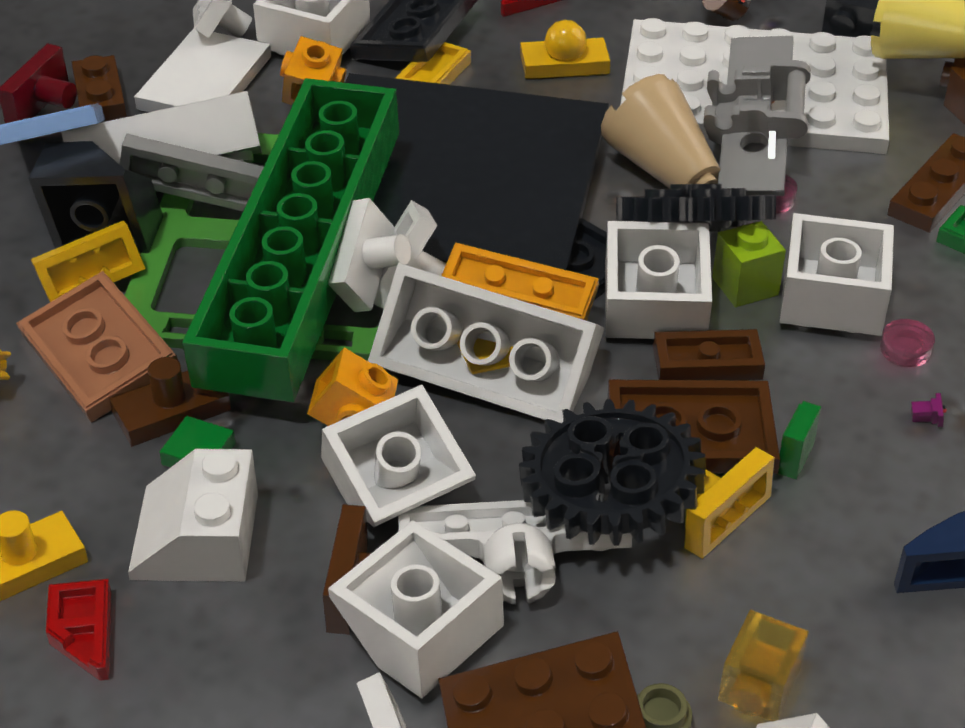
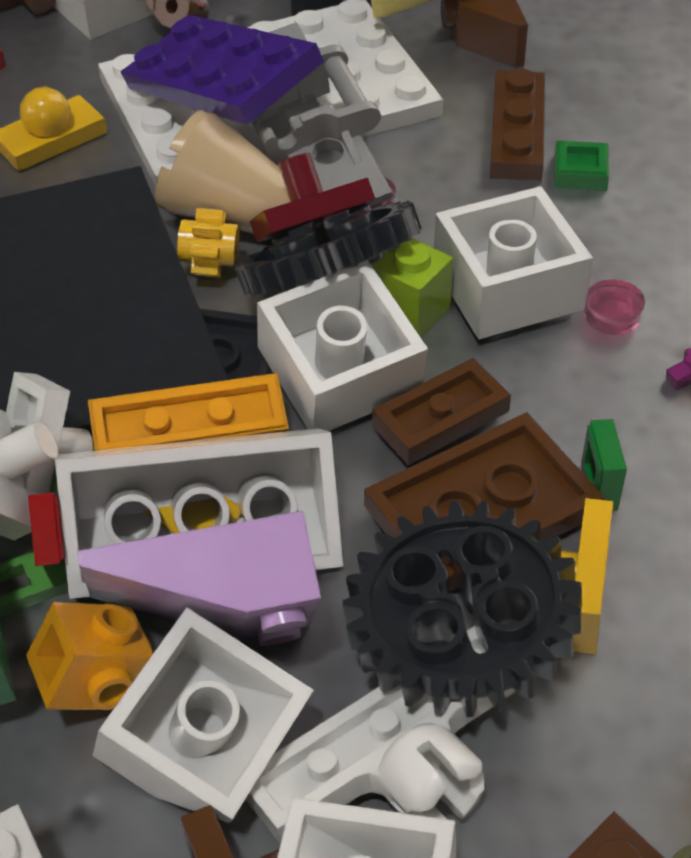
camera: 30 degrees left, 5 degrees up
(371, 307) = (46, 528): none -> red tile
(474, 384) = (237, 575): none -> lavender slope
(619, 174) = (208, 242): none -> yellow gear
(705, 166) = (307, 199): none -> dark red tile
(707, 49) = (222, 67): none -> dark purple plate

